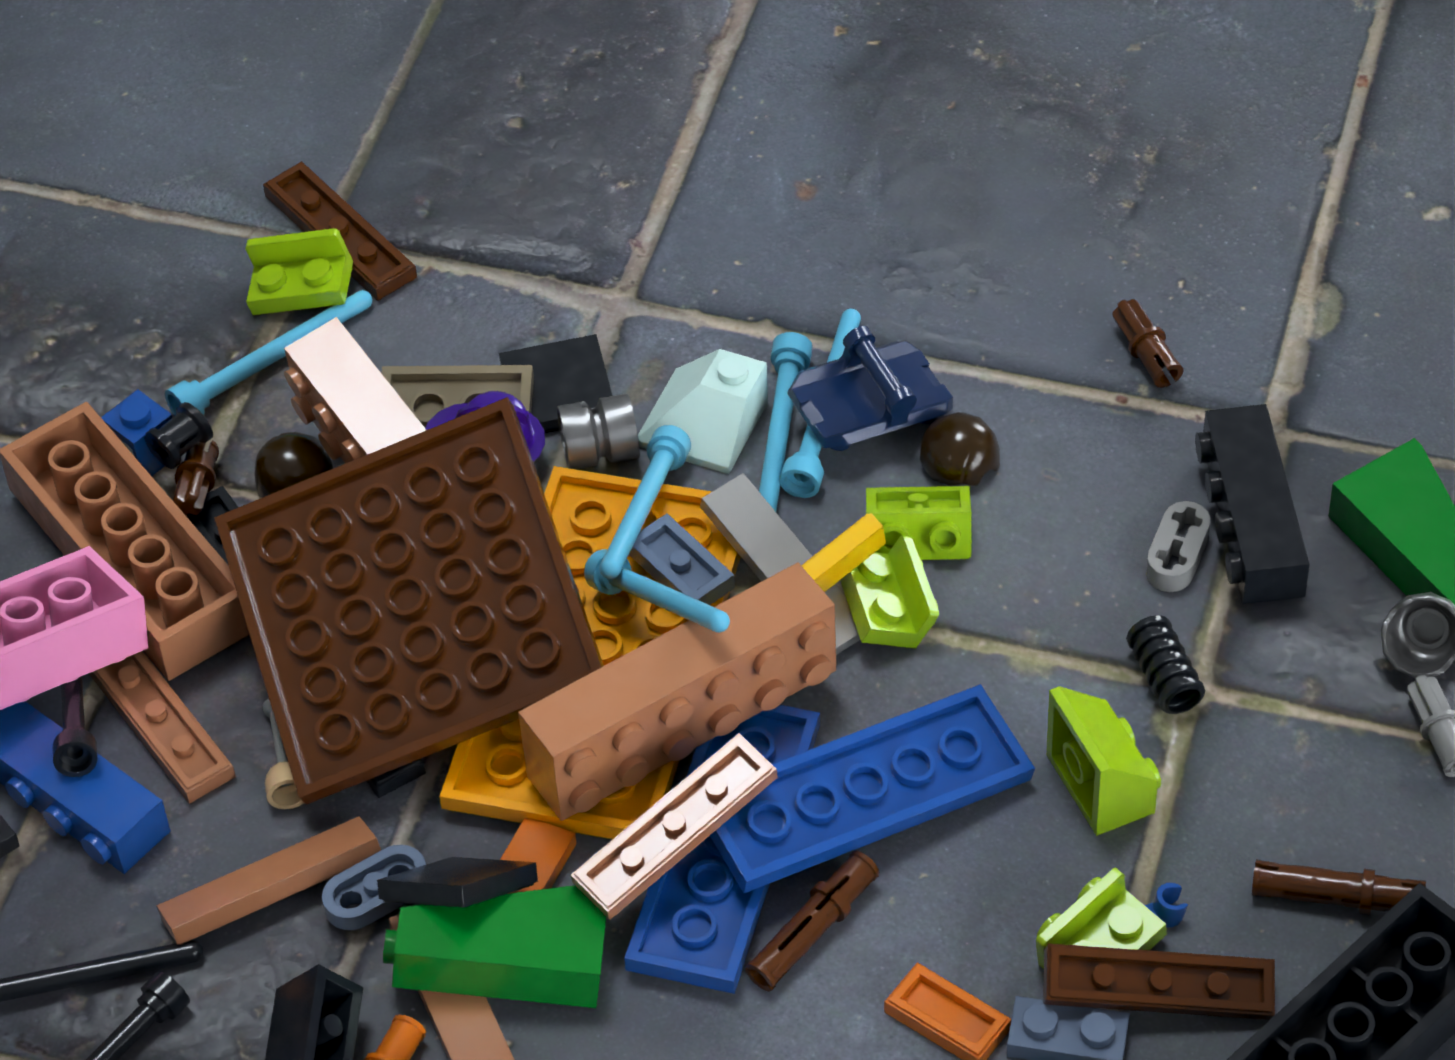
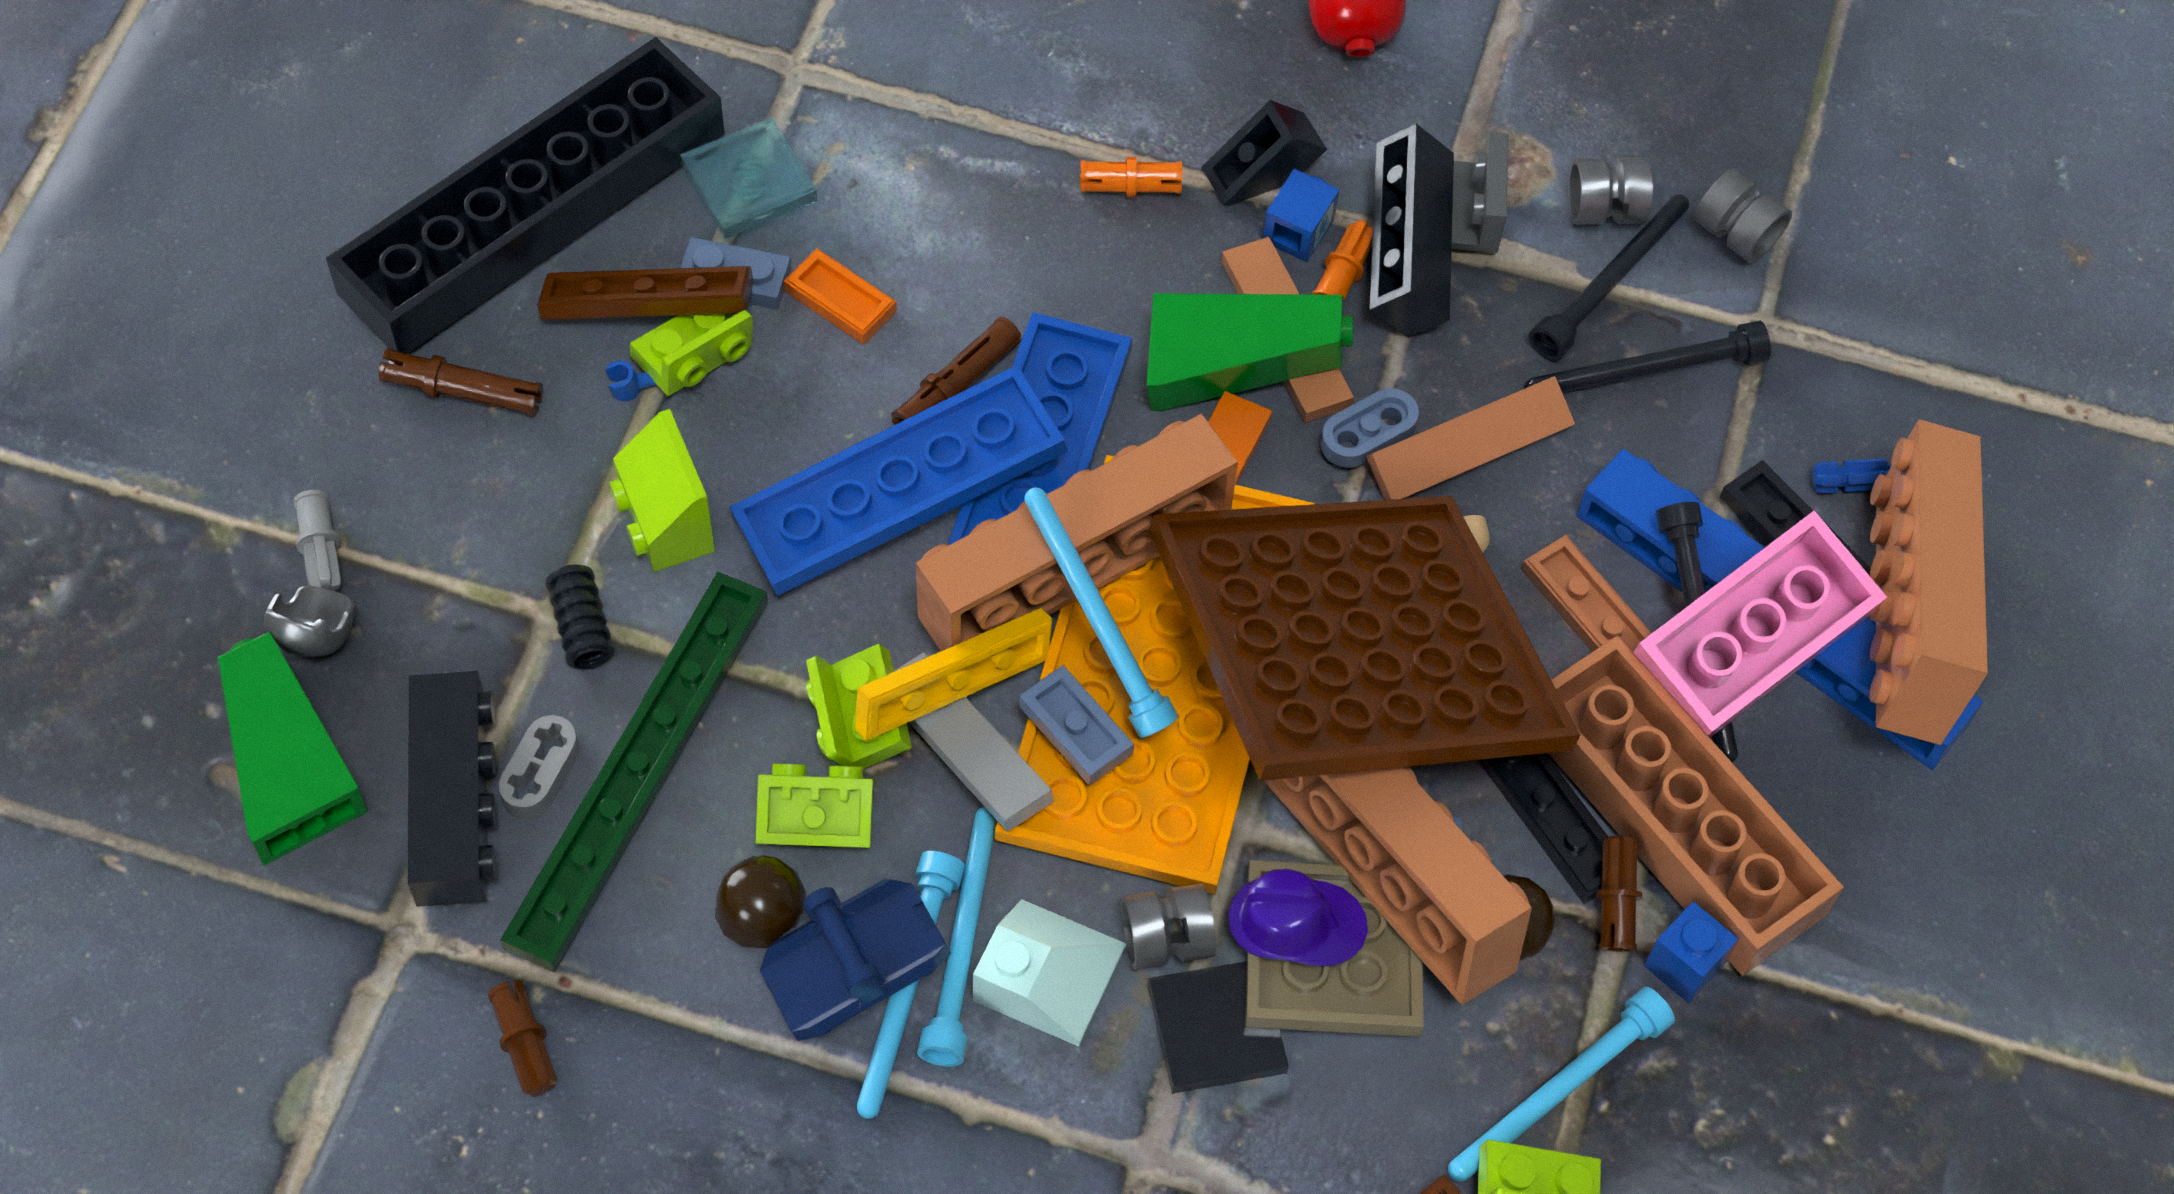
camera: 175 degrees right, 10 degrees up
(178, 435) = (1644, 914): black bush -> none
(457, 882) = (1289, 384): black tile -> none
(666, 452) = (1090, 899): medium azure piece -> none
(674, 826) = (1082, 406): tile -> none
(1083, 550) = (634, 773): none -> dark green plate

